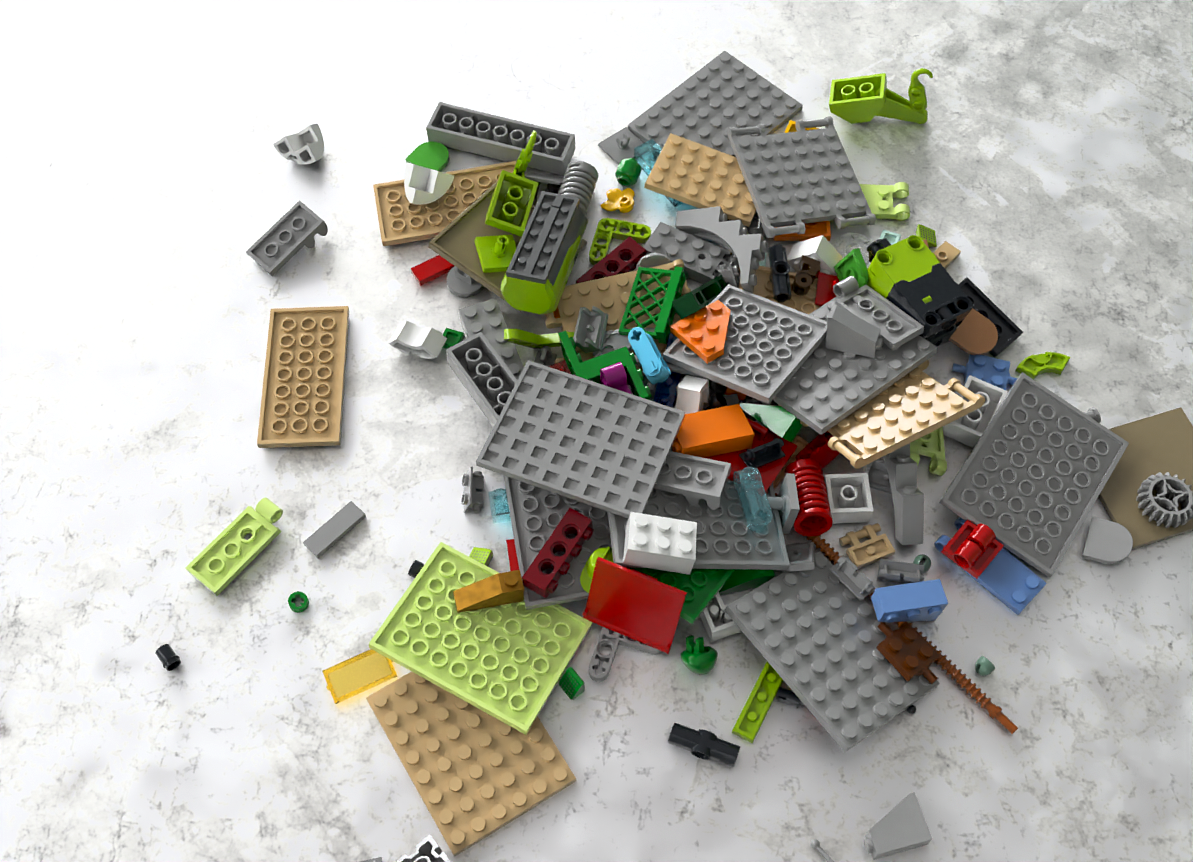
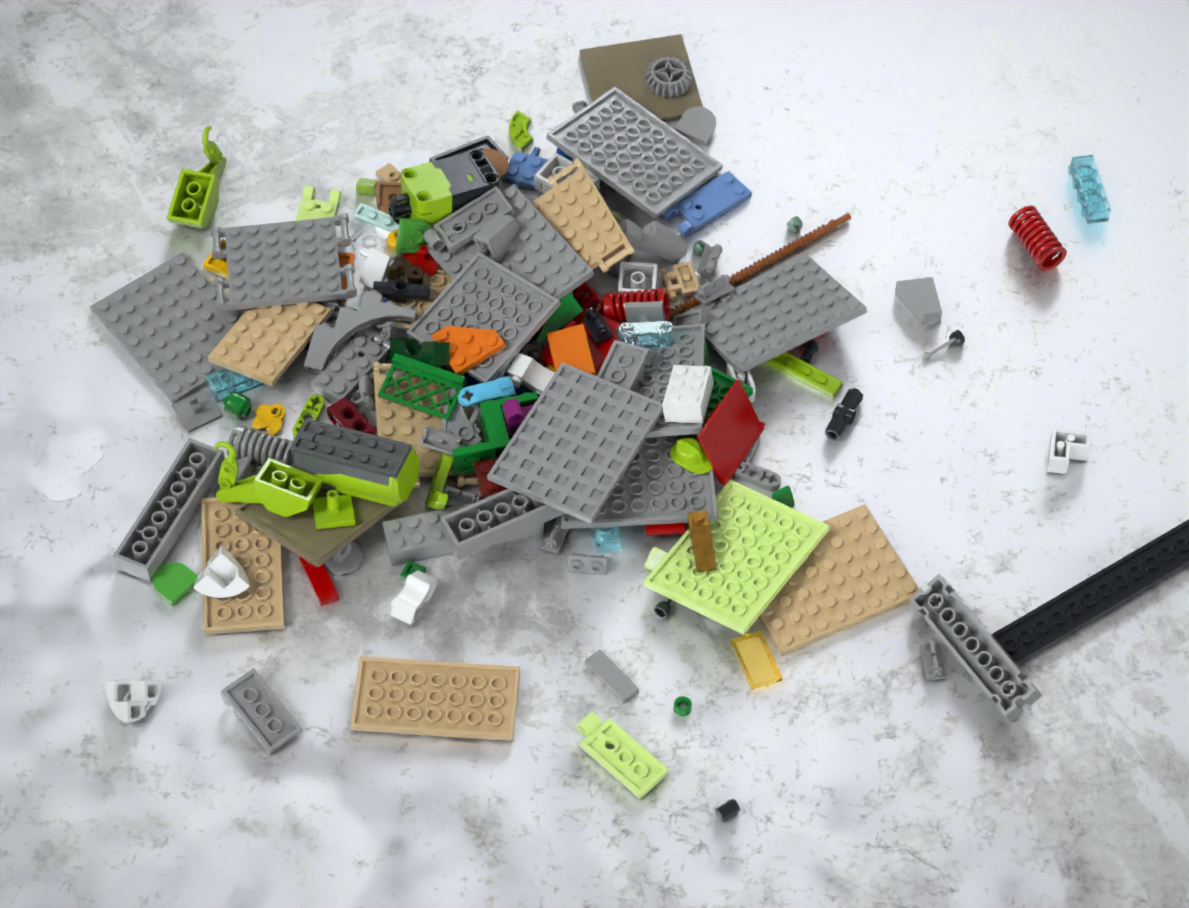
camera: 85 degrees left, 5 degrees down
(571, 523) = (678, 491): dark red brick -> none
(698, 657) = (770, 407): green piece -> none
(908, 652) = (782, 265): reddish brown plate -> none
(910, 602) = (744, 252): medium blue wedge -> none
(973, 548) = (697, 206): red plate -> none

